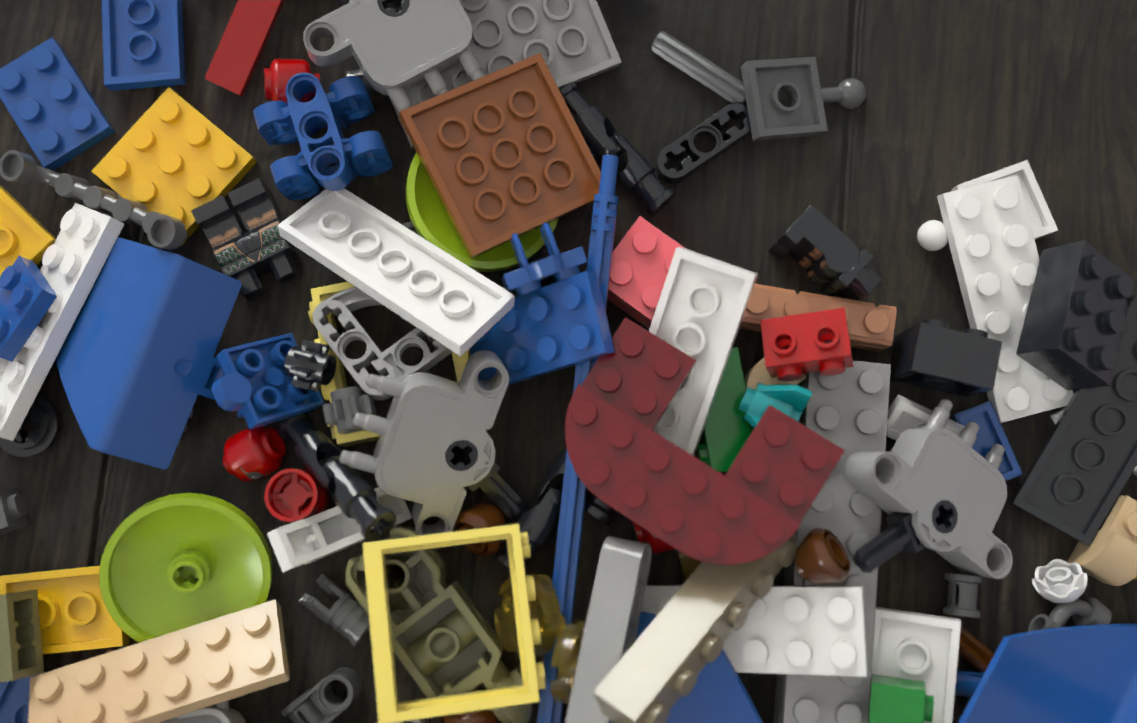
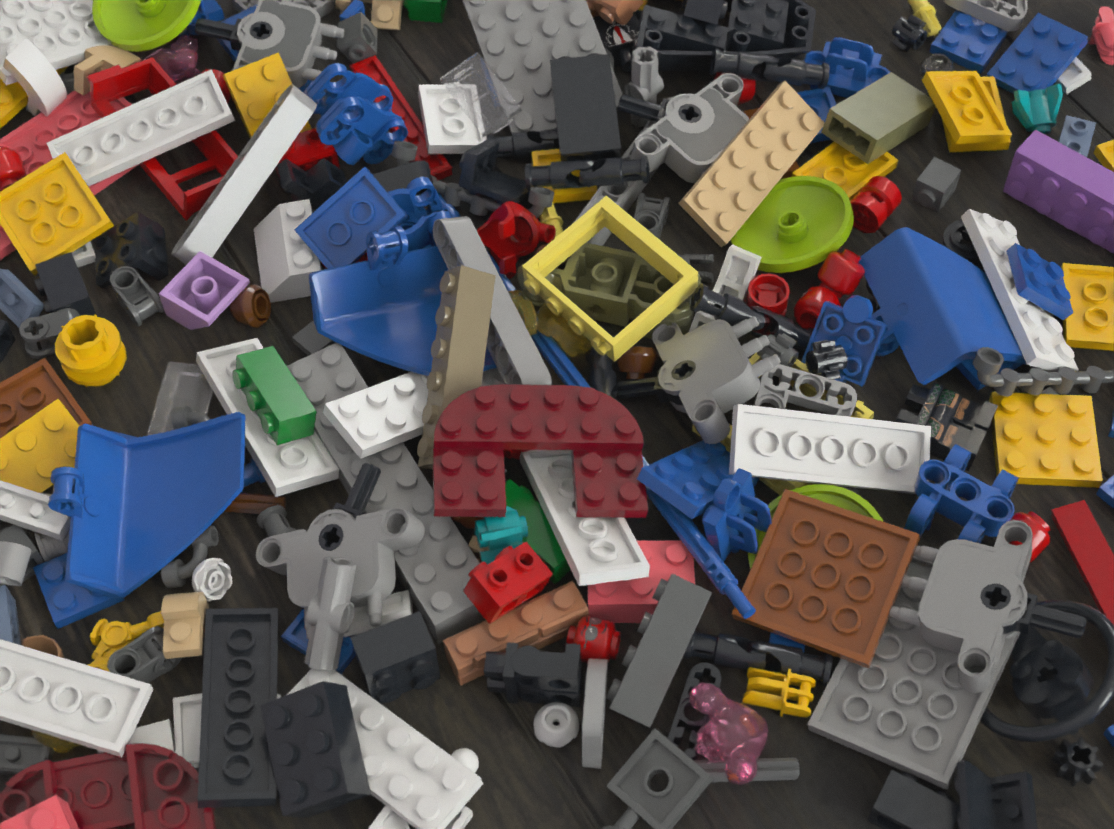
camera: 145 degrees right, 25 degrees down
(76, 537) = (874, 204): none -> red wheel
(195, 467) = (841, 272): none -> red head
(624, 107) = (772, 689): none -> yellow arm
(695, 89) = (731, 734): none -> clear pink head
(705, 195) = (659, 651): none -> dark grey brick
(750, 253) = (597, 638): none -> red head
(803, 181) = (594, 713): none -> light grey beam
(822, 558) = (399, 458): reddish brown cone -> none
(837, 207) = (556, 735): none -> white plate
(990, 436) = (330, 613): none -> light grey piece

